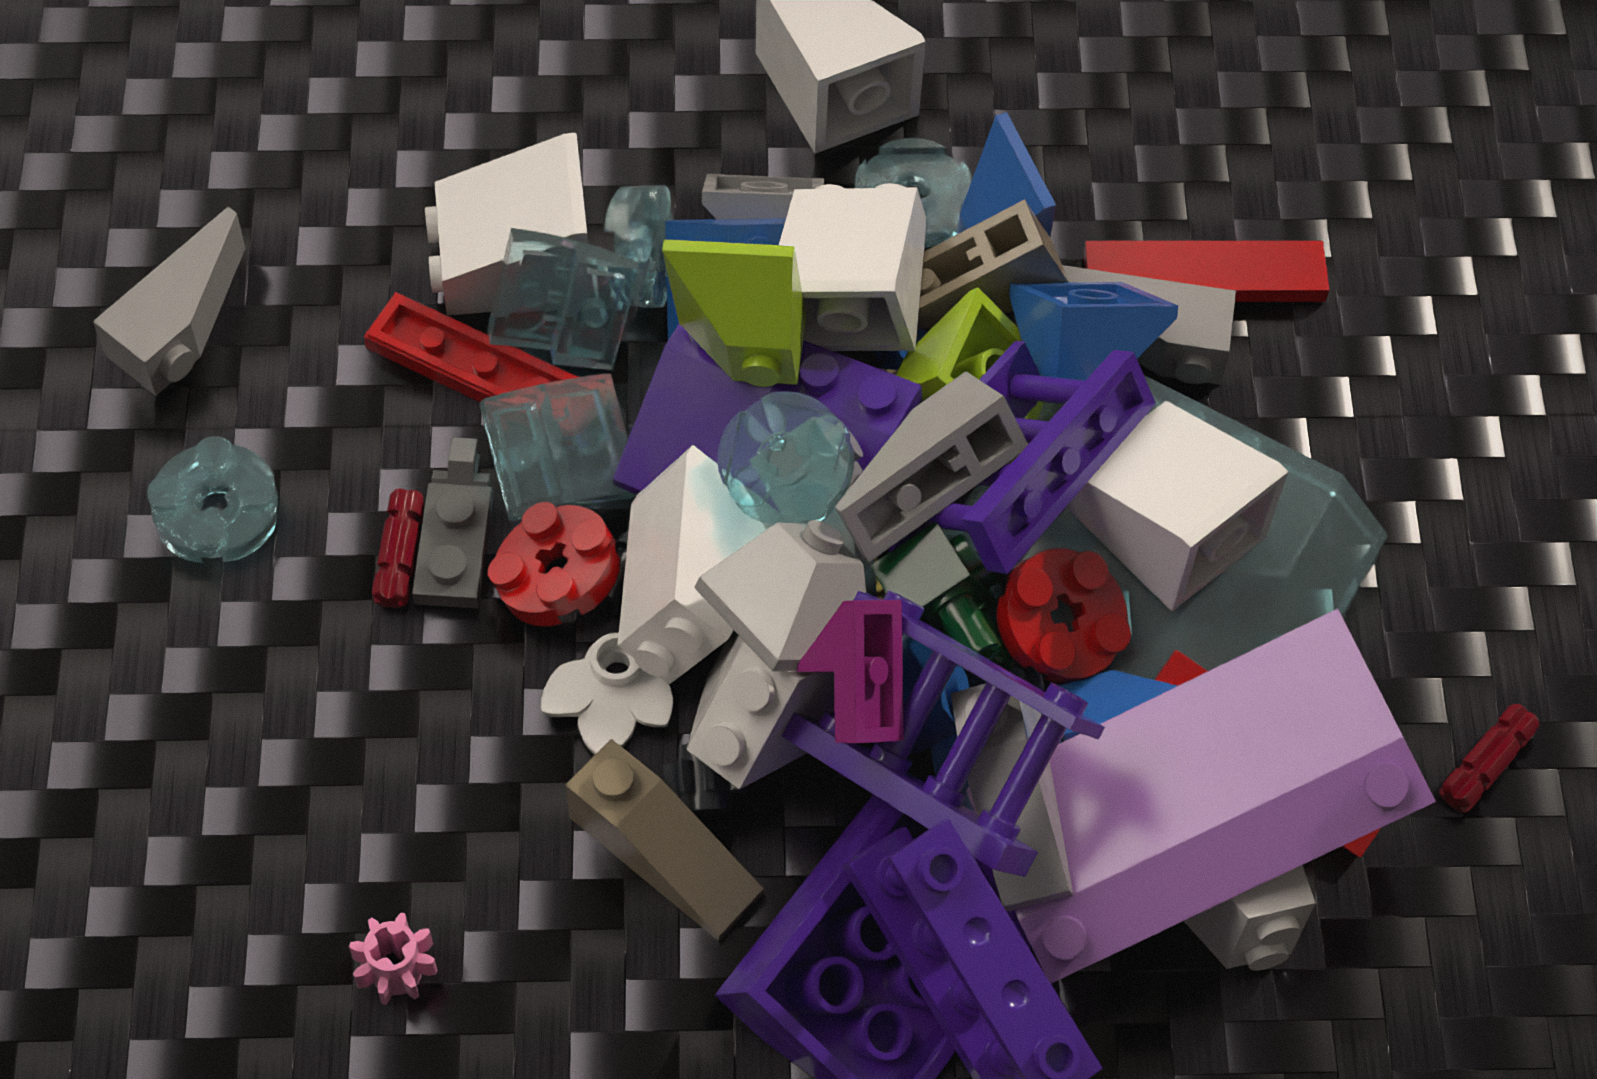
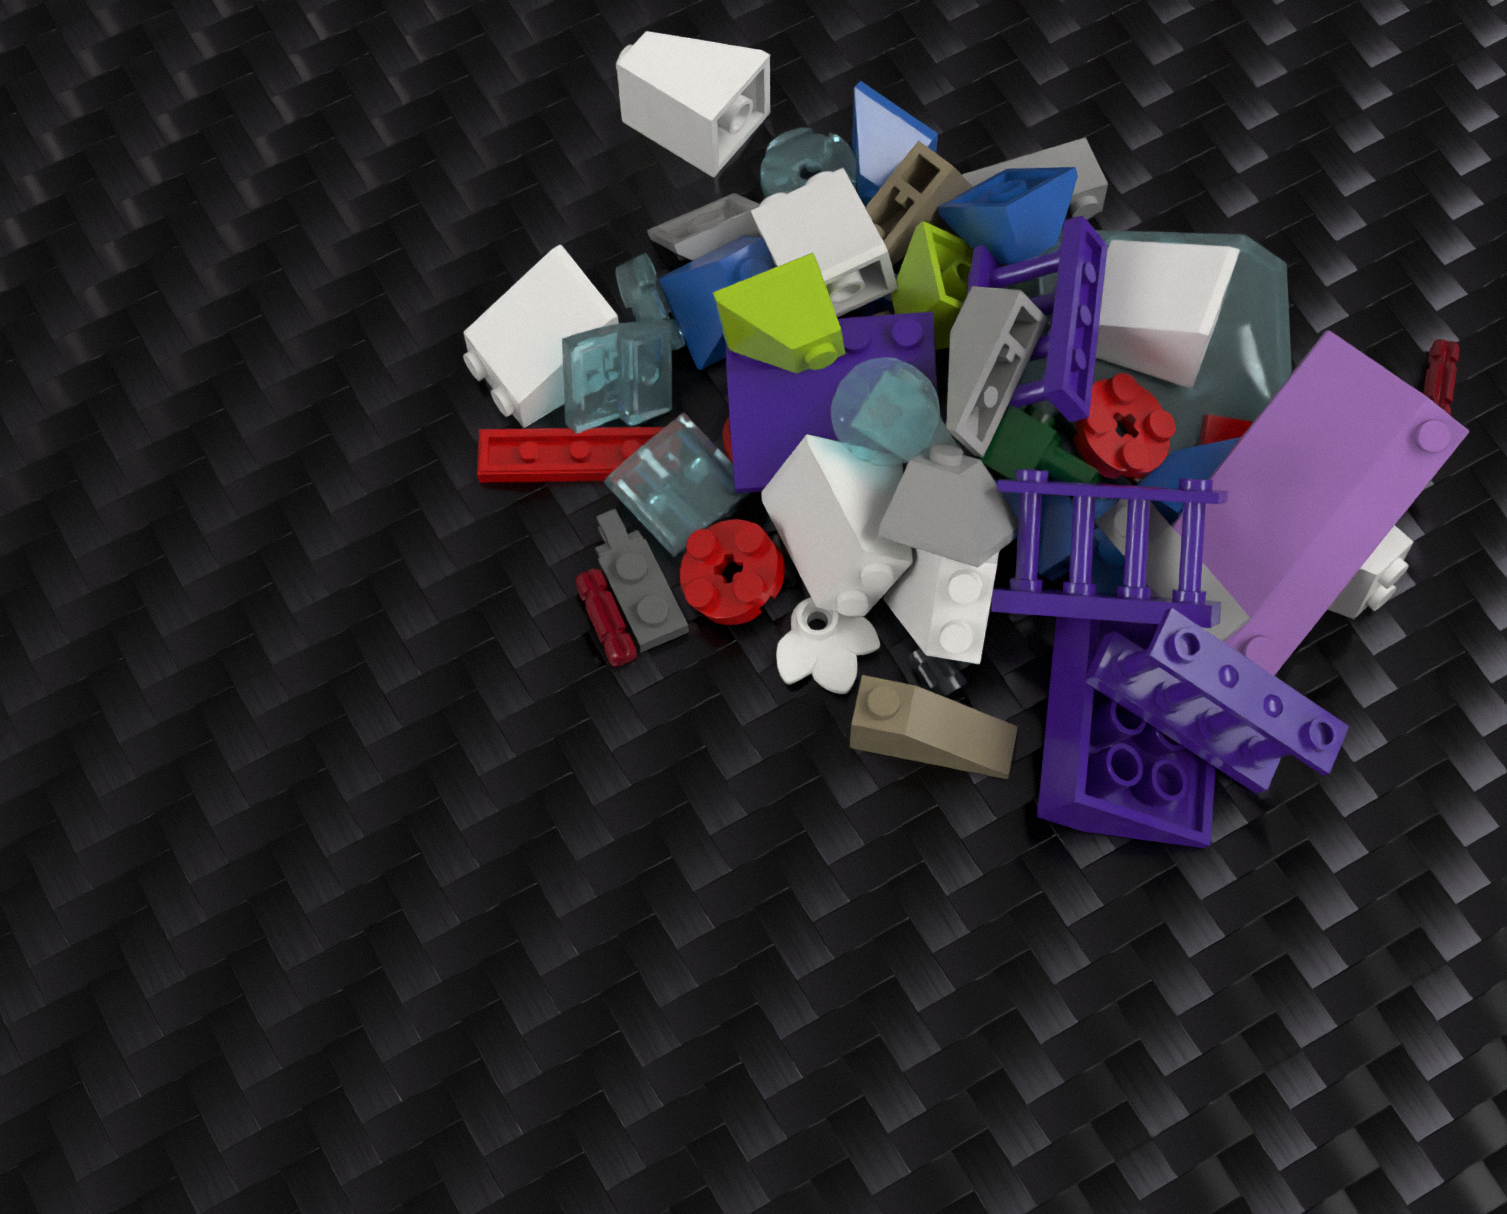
camera: 25 degrees left, 5 degrees up
(169, 314) = (321, 538): light grey slope -> none
(206, 470) = (461, 676): clear light blue plate -> none
(400, 940) = (792, 897): bright pink gear -> none
(866, 656) = (1035, 522): magenta slope -> none
(1251, 268) = (1070, 118): red tile -> none

